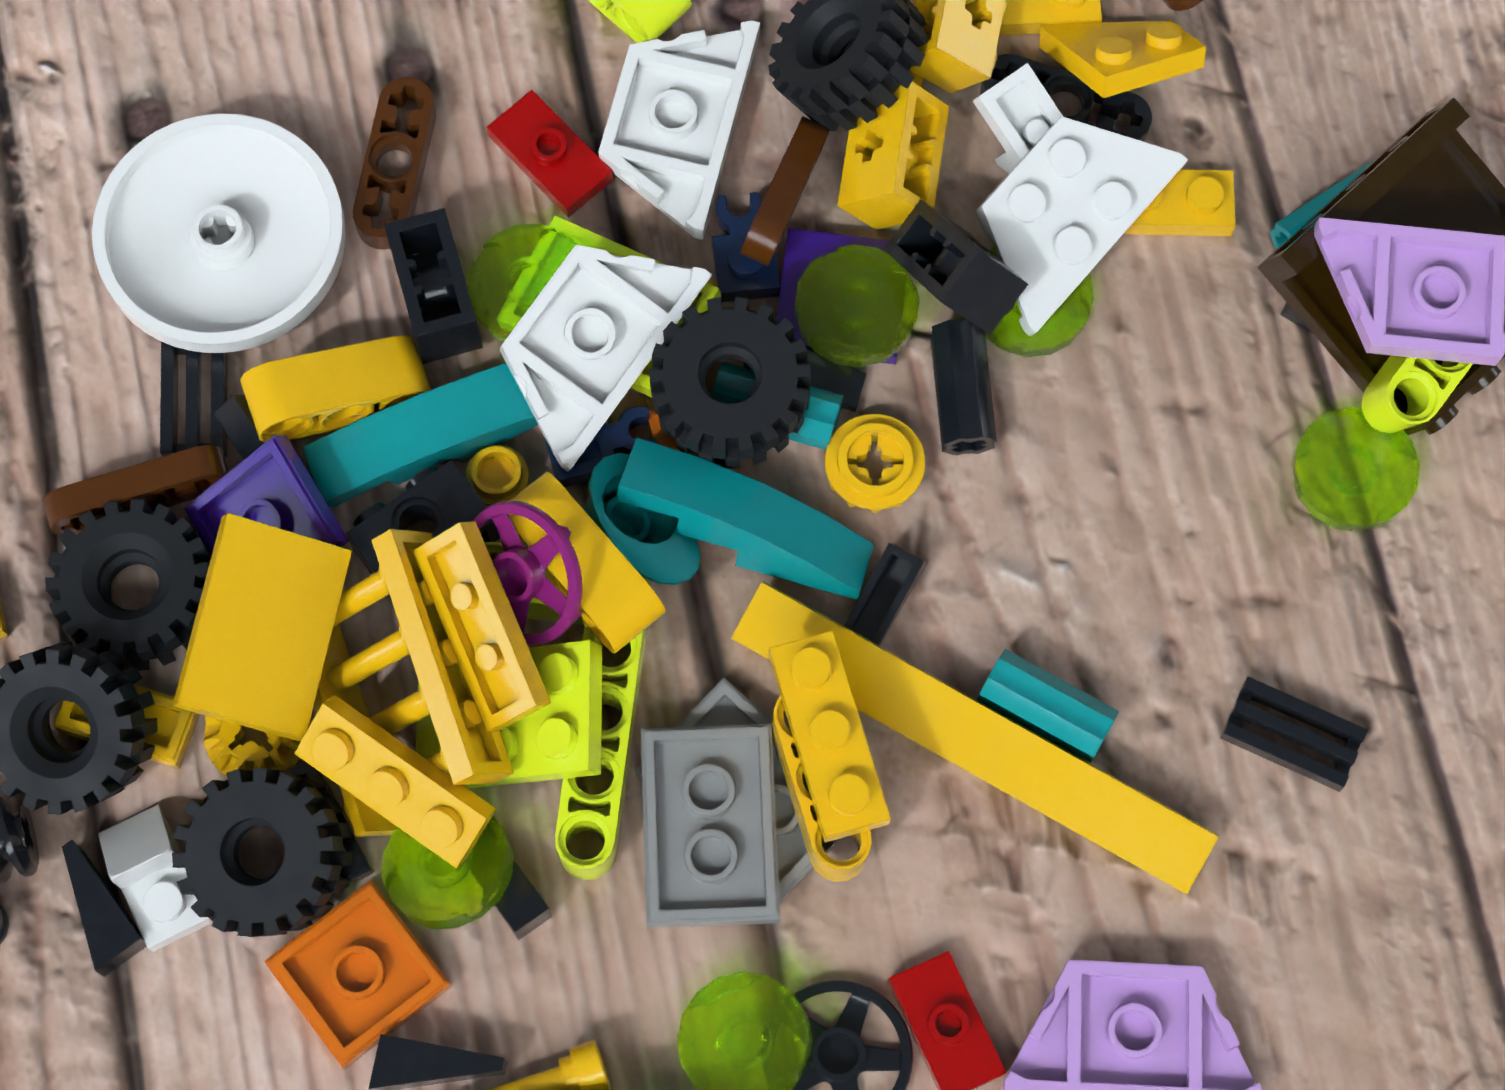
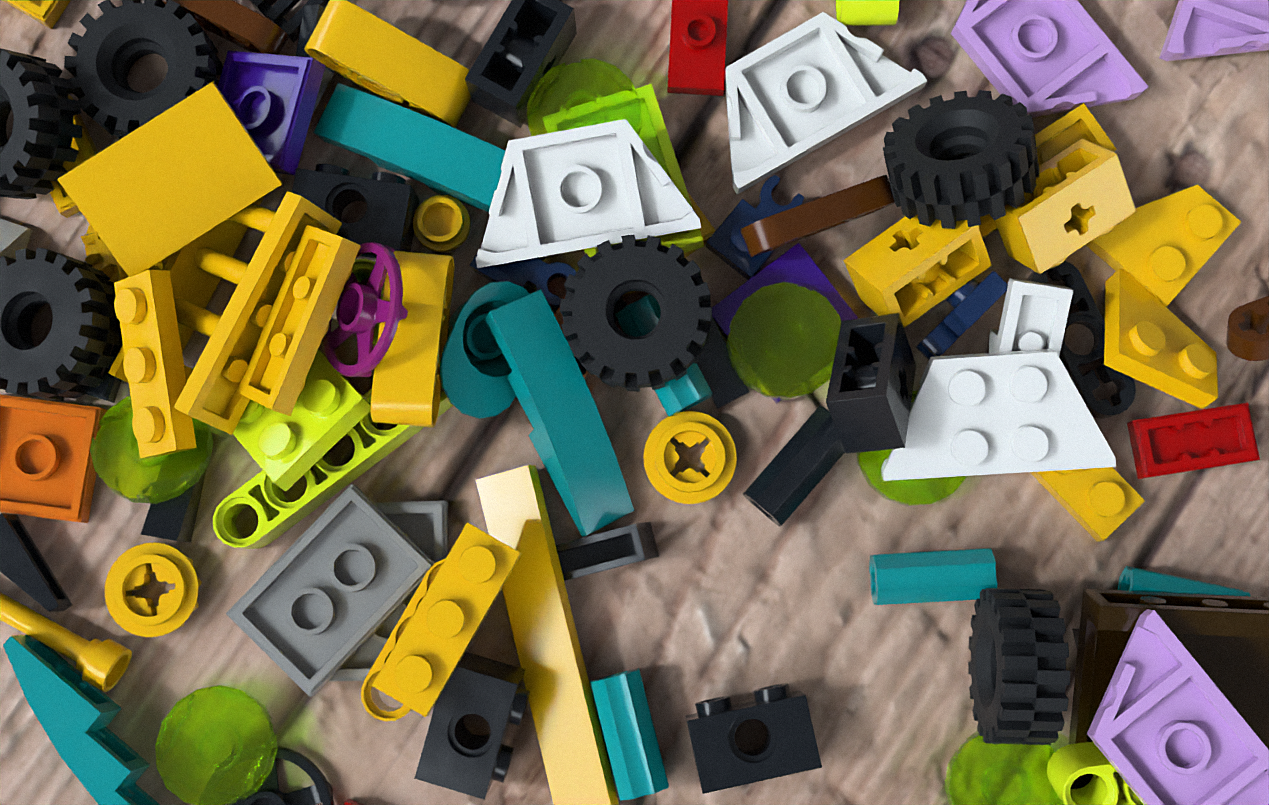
camera: 50 degrees right, 10 degrees up
(559, 945) = (132, 571): none -> yellow gear
(961, 835) = (453, 754): none -> black brick
(963, 155) = (969, 305): none -> dark blue plate
(1143, 371) = (931, 576): none -> teal axle
(1162, 585) = (786, 751): none -> black brick
(1220, 97) = (1193, 440): none -> red plate
(1270, 362) = (1018, 666): none -> black tyre

